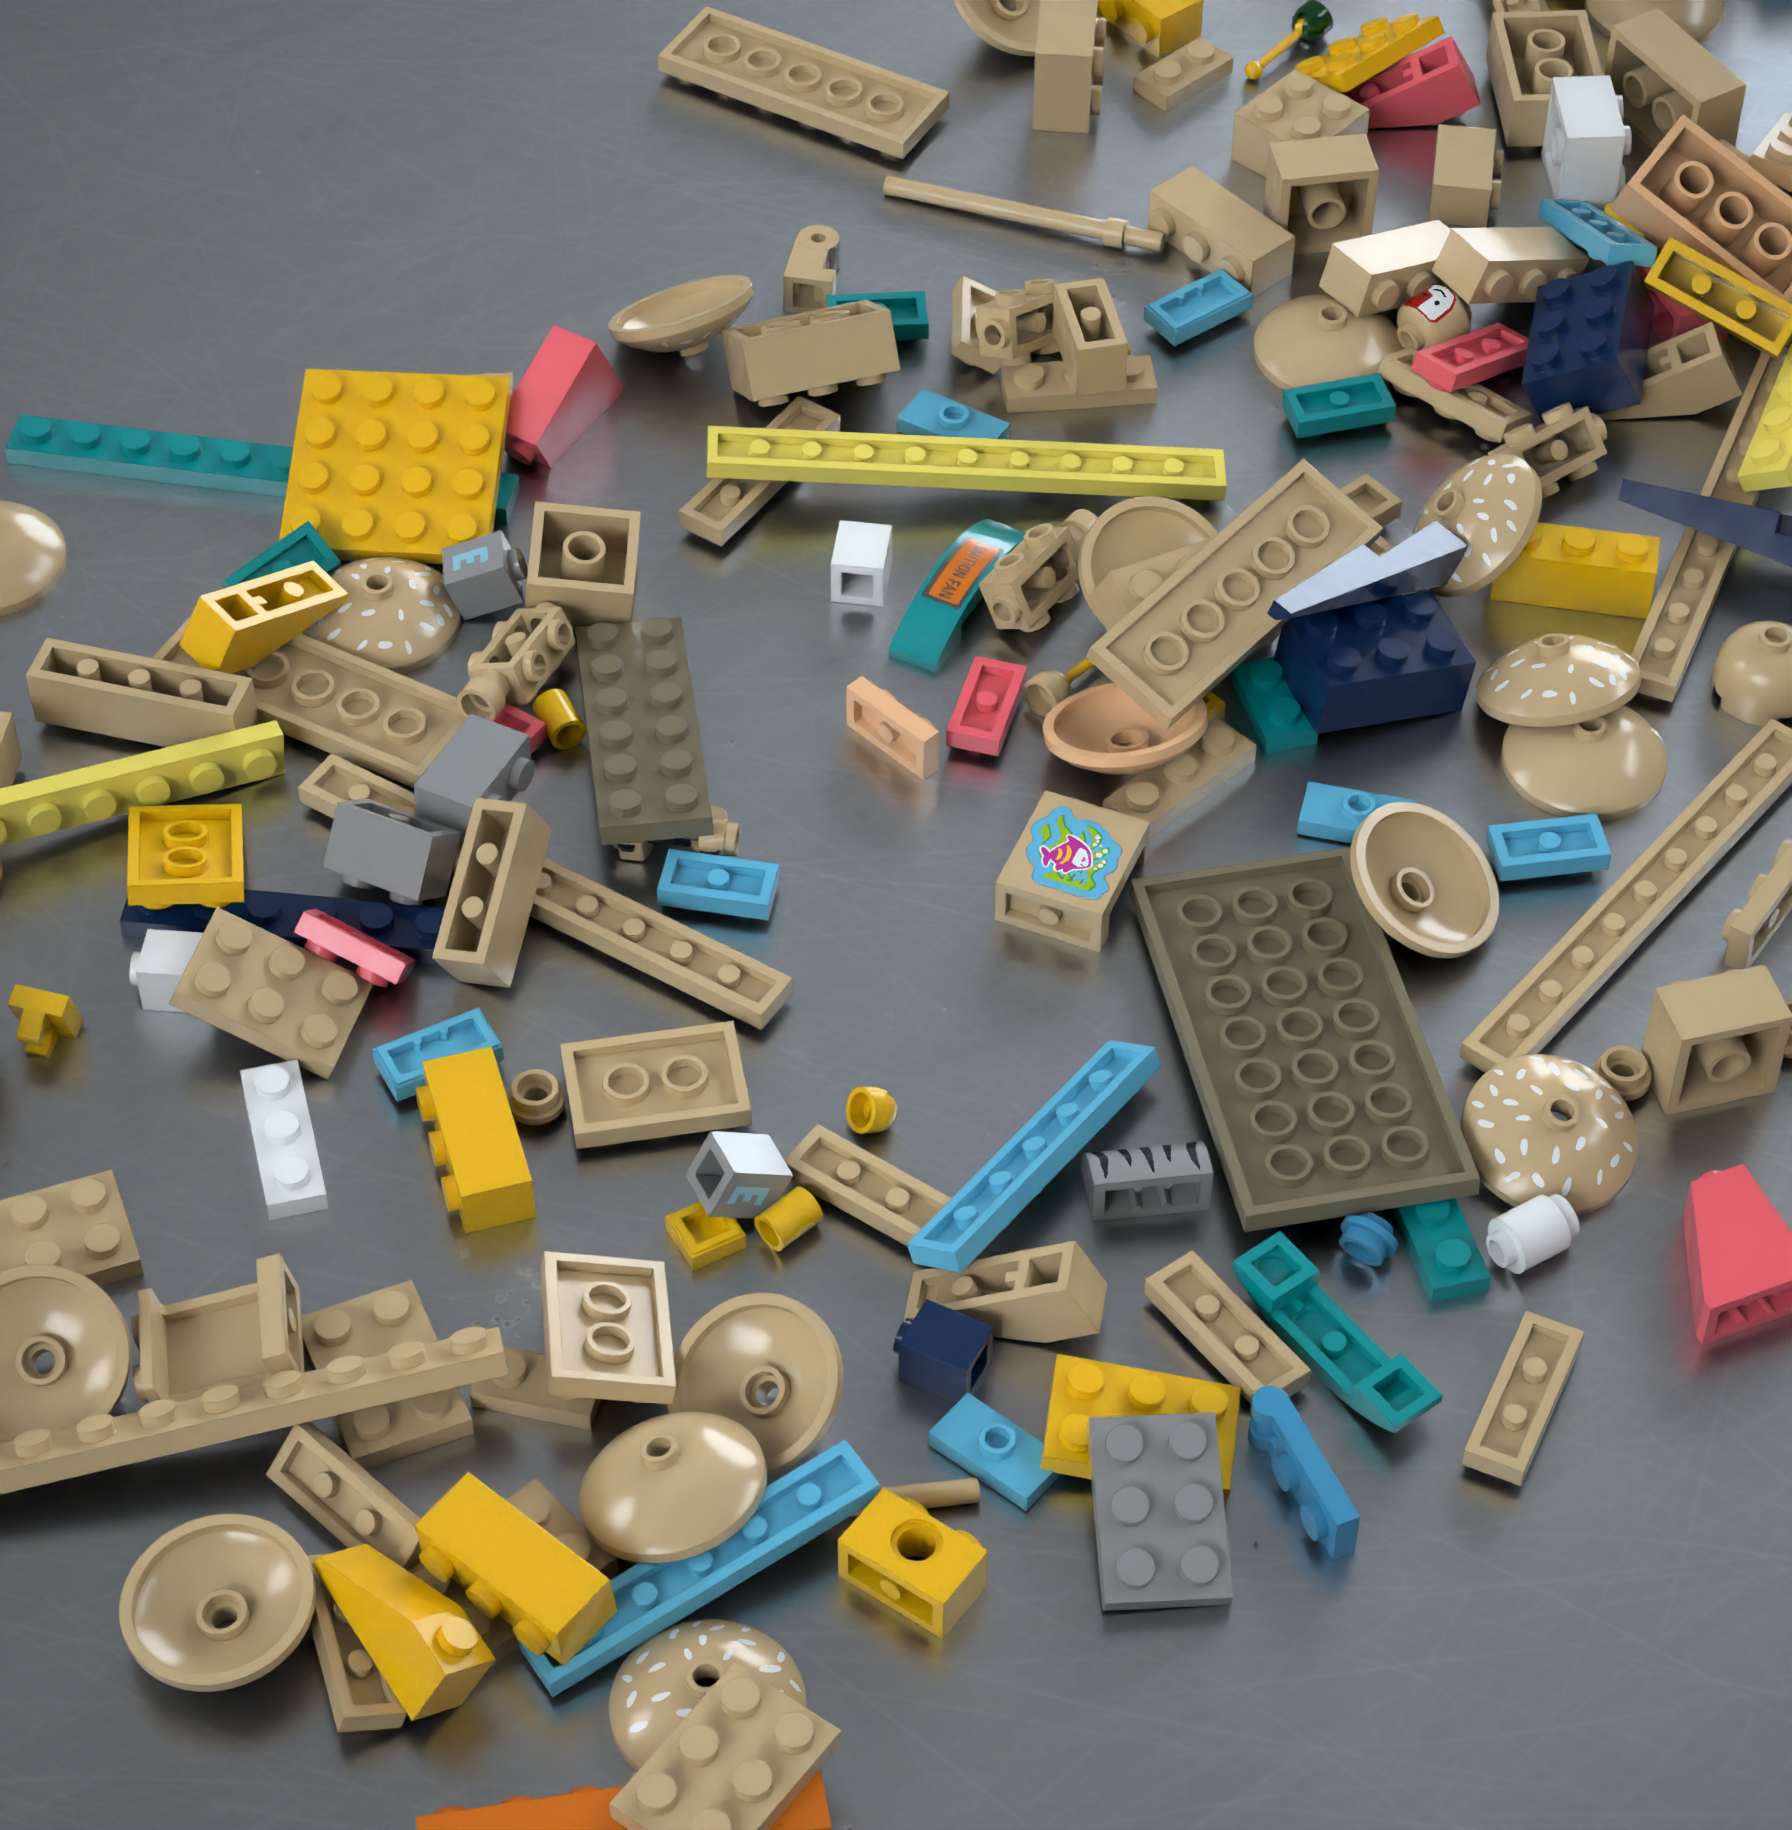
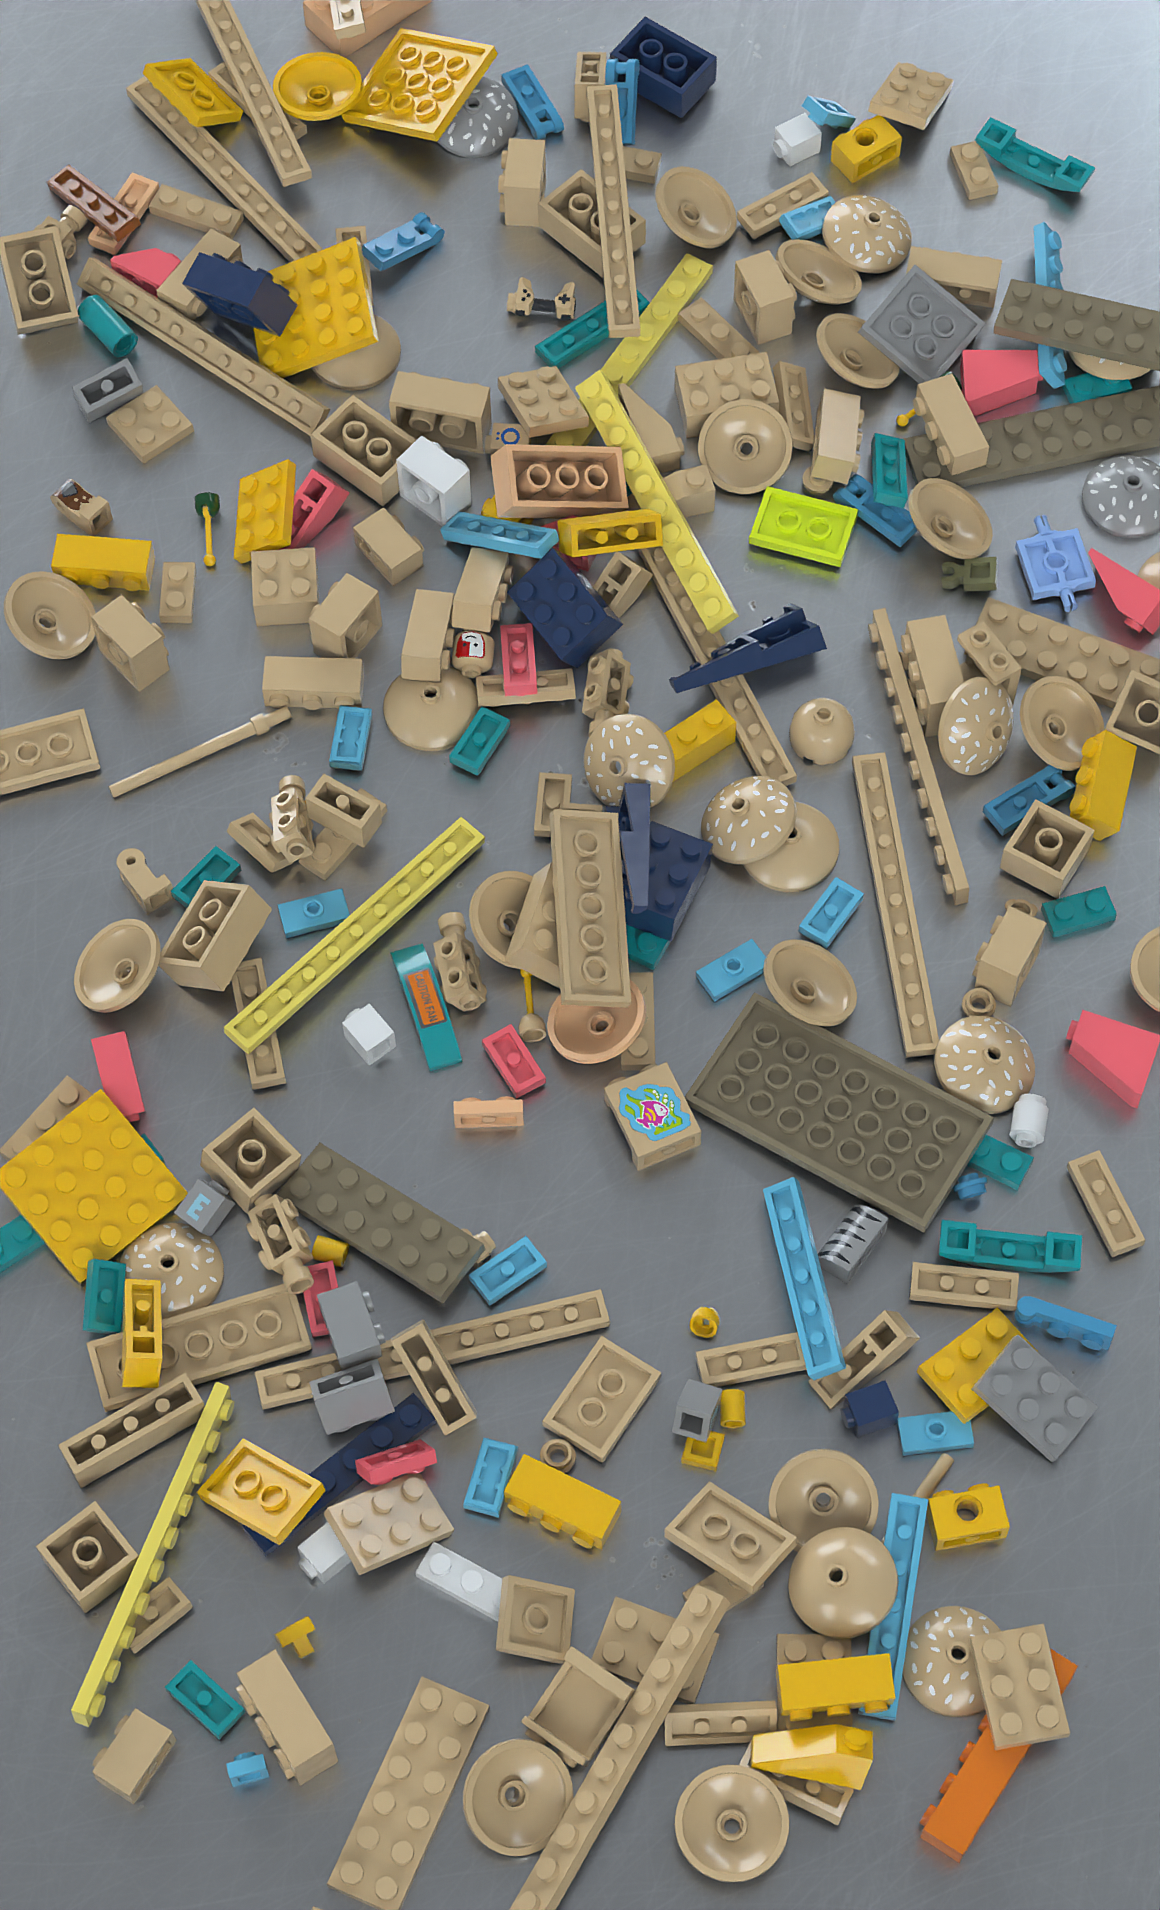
camera: 45 degrees left, 15 degrees up
(295, 1209) = (535, 1619): none -> tan plate

